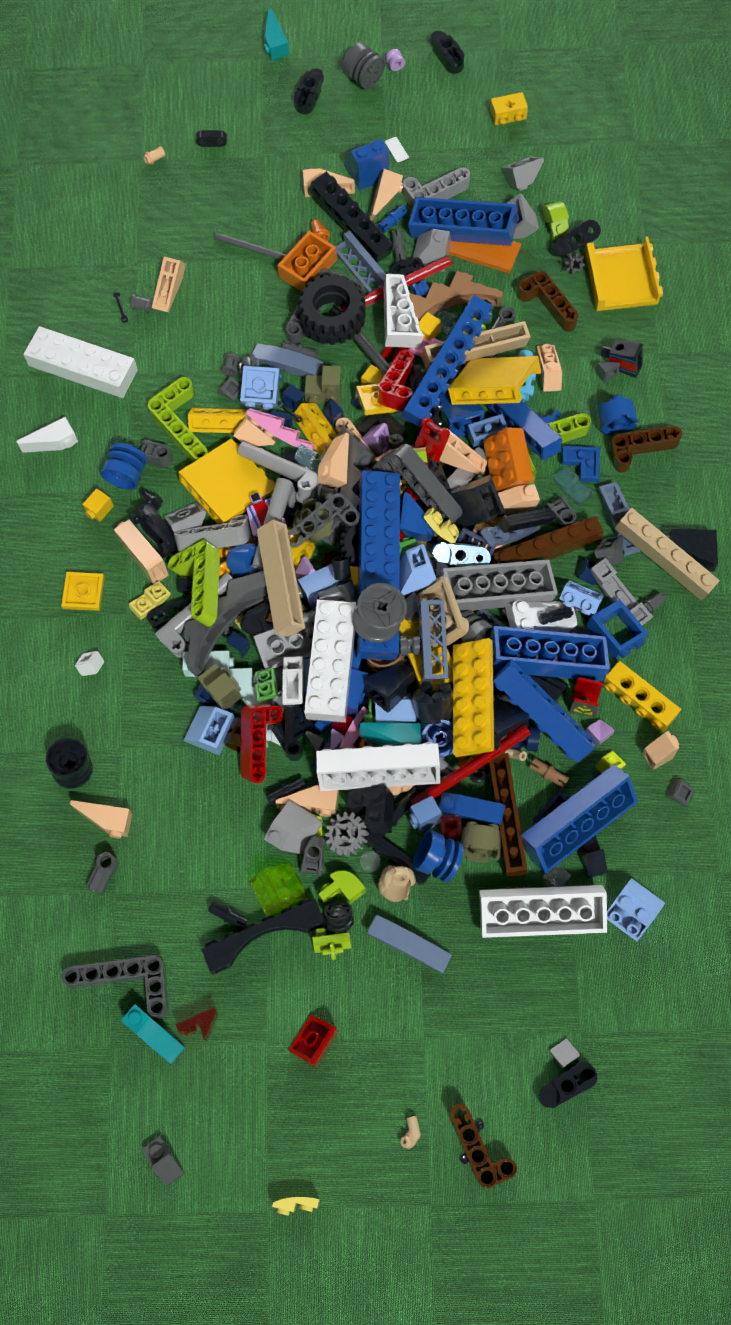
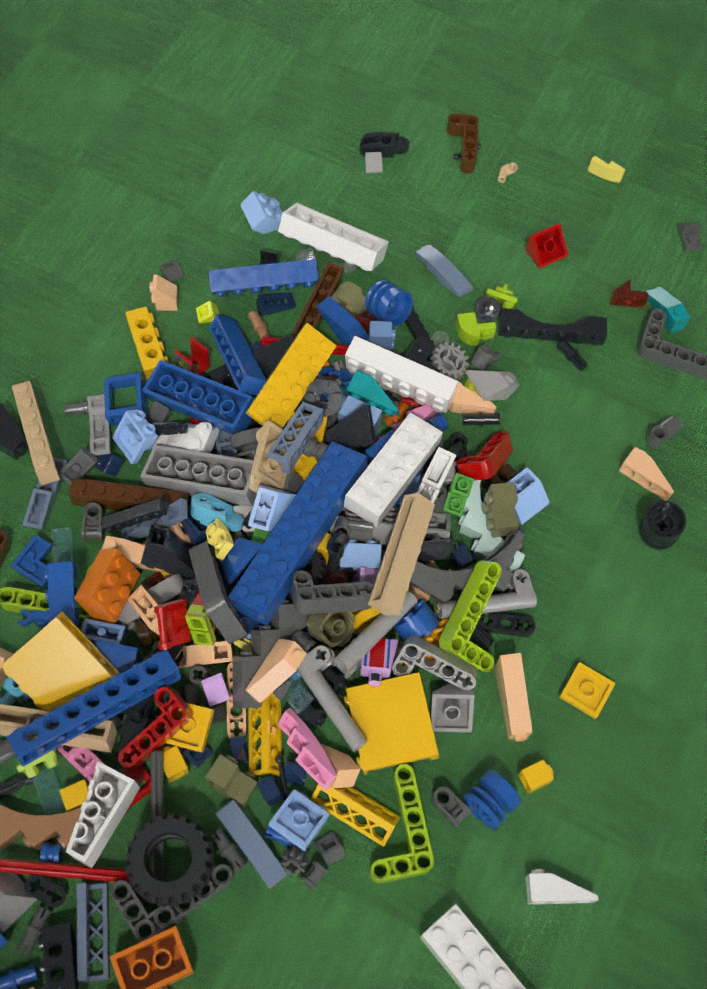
camera: 160 degrees left, 5 degrees down
(89, 663) = (607, 615): white slope -> none
(150, 600) = (528, 647): light yellow slope -> none
(154, 525) = (489, 717): black animal -> none
(278, 888) = (524, 351): clear neon green slope -> none
(371, 716) = (383, 426): bright green plate -> none
(379, 612) = (334, 459): dark grey piece -> none
(396, 883) = (431, 311): tan hair -> none
(600, 731) = (200, 334): lavender slope -> none

